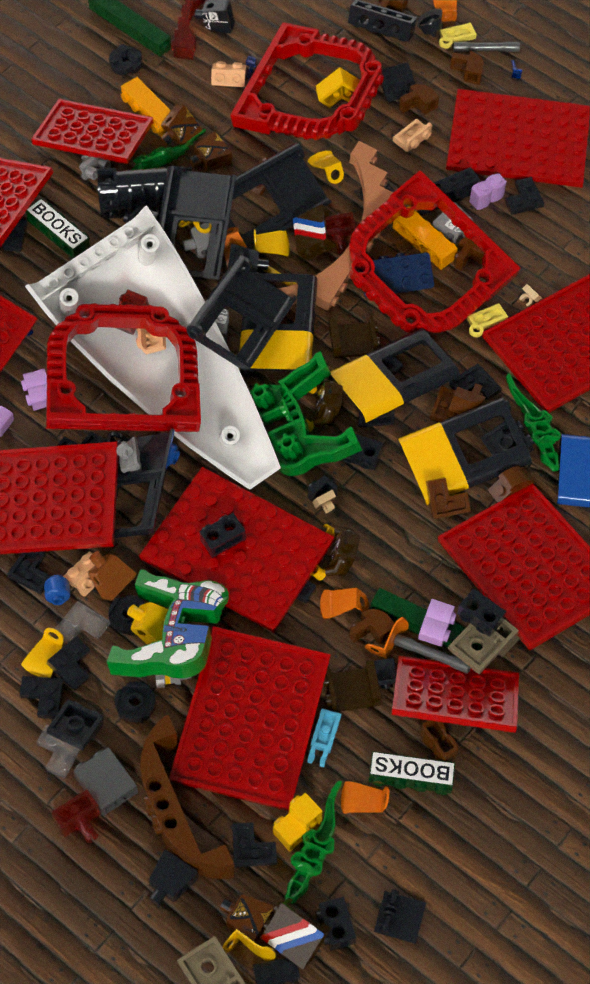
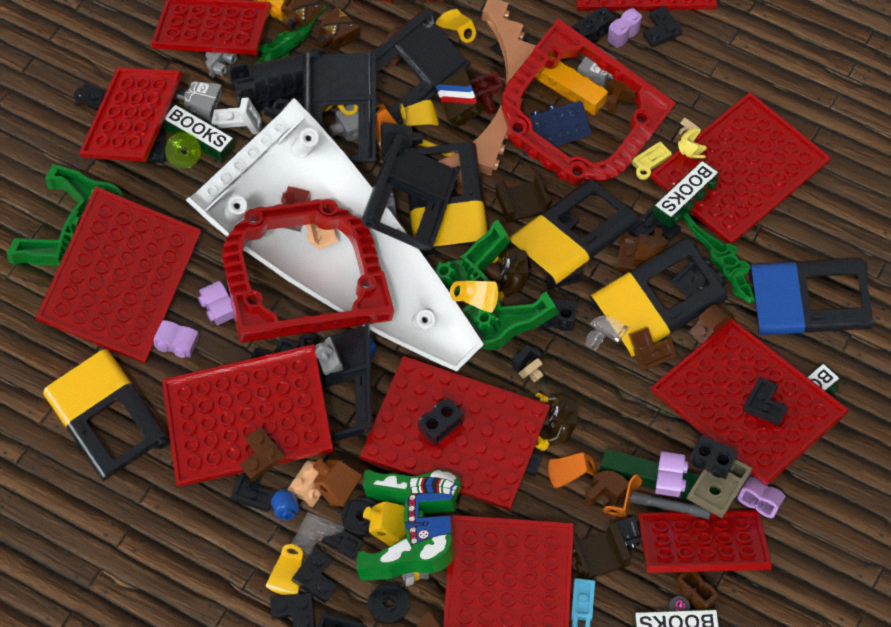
camera: 10 degrees left, 0 degrees up
(32, 239) = (174, 148): none -> clear neon green dish
(46, 540) = (265, 455): none -> reddish brown plate
(68, 198) = (201, 98): none -> light grey torso
(103, 218) = (238, 117): none -> white bracket
(105, 636) = (344, 543): none -> black tile
(285, 418) = (477, 293): none -> yellow piece
(404, 470) = (605, 326): none -> clear brick
(420, 750) = (679, 603): none -> tile
(512, 357) = (686, 194): none -> brick
(525, 312) = (689, 147): none -> light yellow piece
(525, 662) = (761, 497): none -> lavender brick
(541, 569) = (761, 404): none -> black plate

